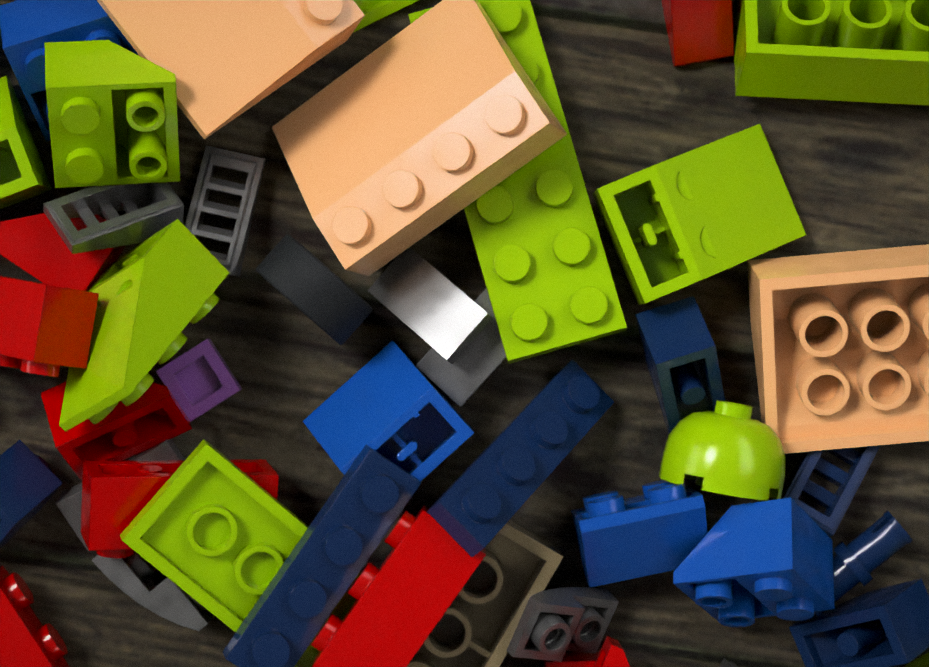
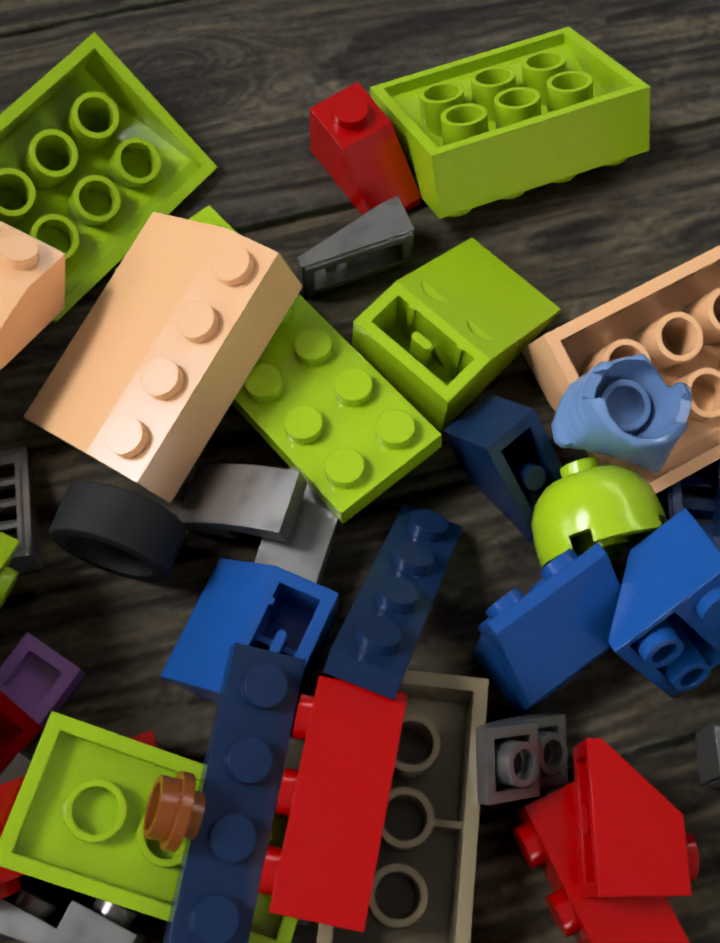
camera: 30 degrees left, 20 degrees down
(270, 561) = (174, 810): none -> dark orange plate
(657, 93) = (359, 250): none -> flat silver slope
(791, 382) = (623, 413): none -> medium blue hair

